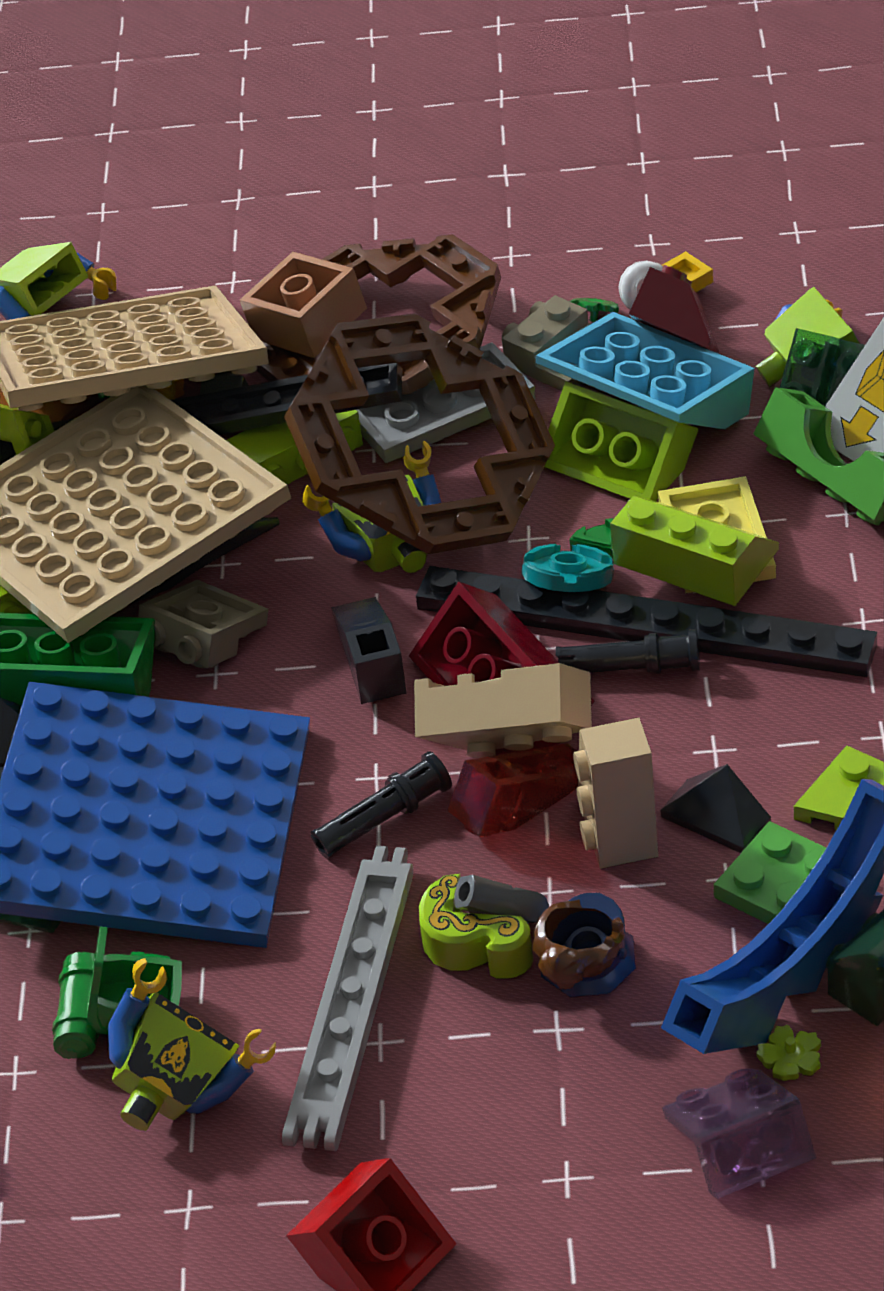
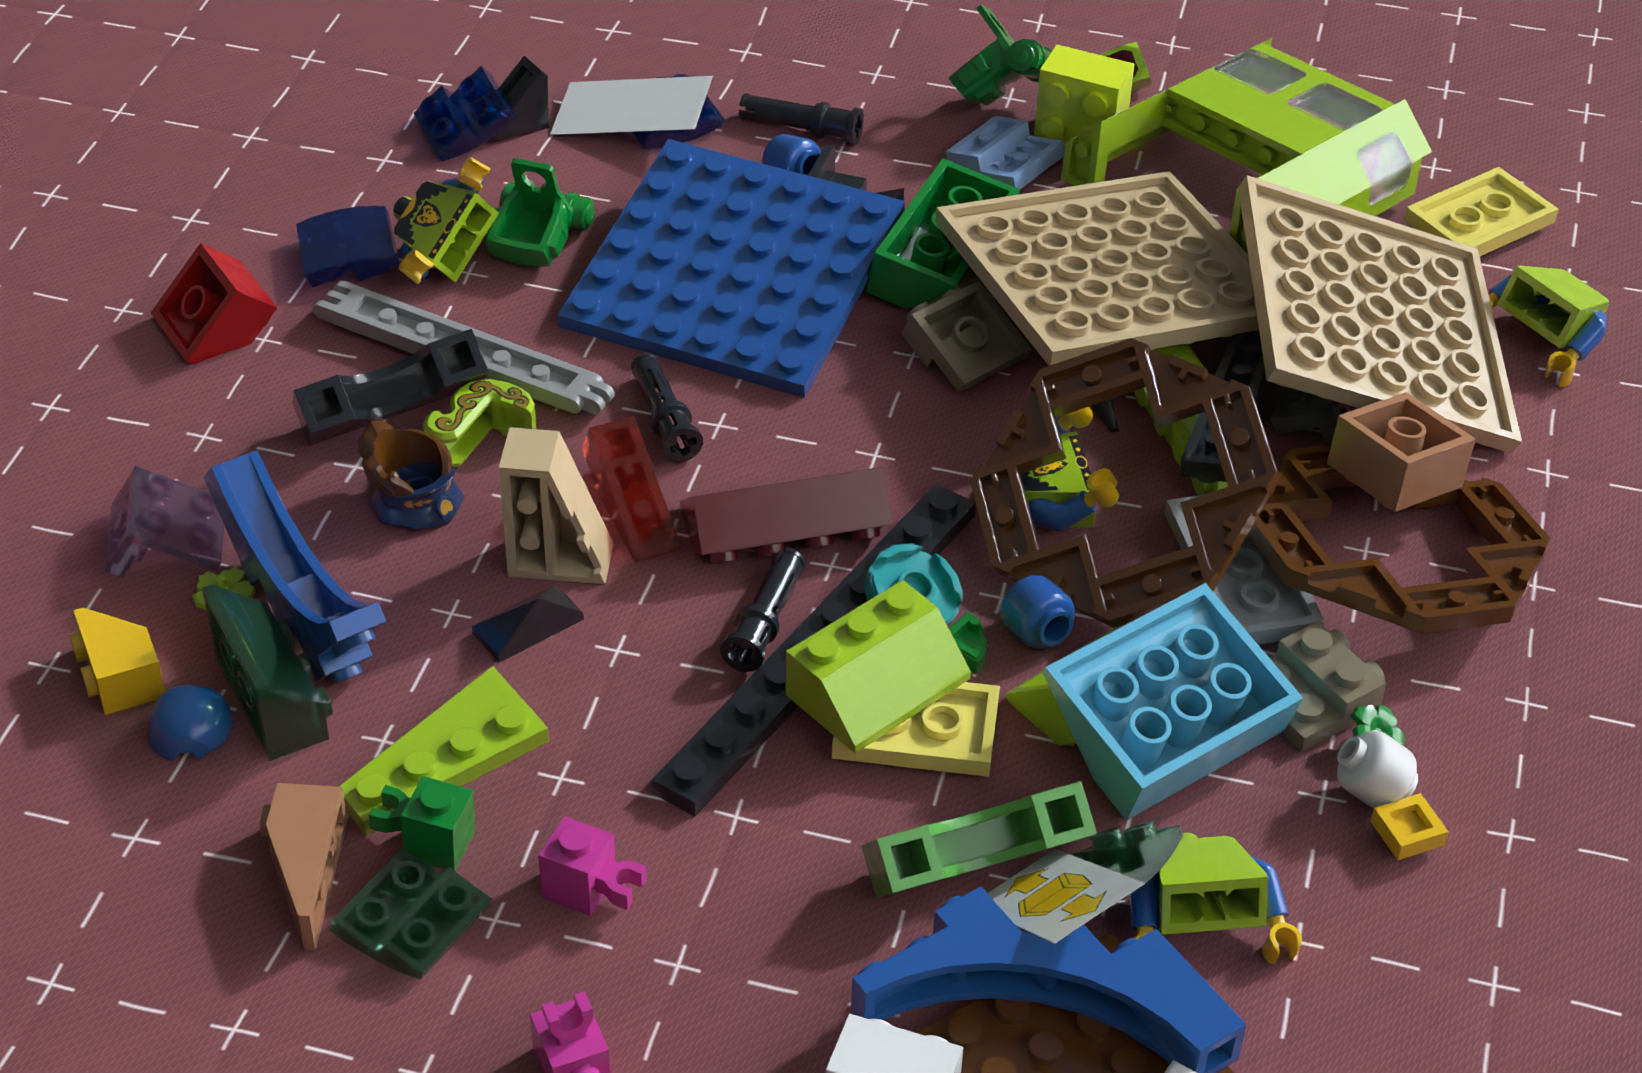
camera: 100 degrees right, 0 degrees up
(206, 1163) = (347, 241): none -> clear blue slope
(370, 649) = (867, 427): black slope -> none
(423, 962) = (351, 402): none -> black arch
(492, 897) = (485, 433): dark grey bar -> none
(504, 711) = (691, 454): tan wedge -> none
(559, 491) = (1038, 612): none -> blue head
(673, 307) = (1272, 751): dark red slope -> none
(768, 872) = (422, 643): bright green plate -> none

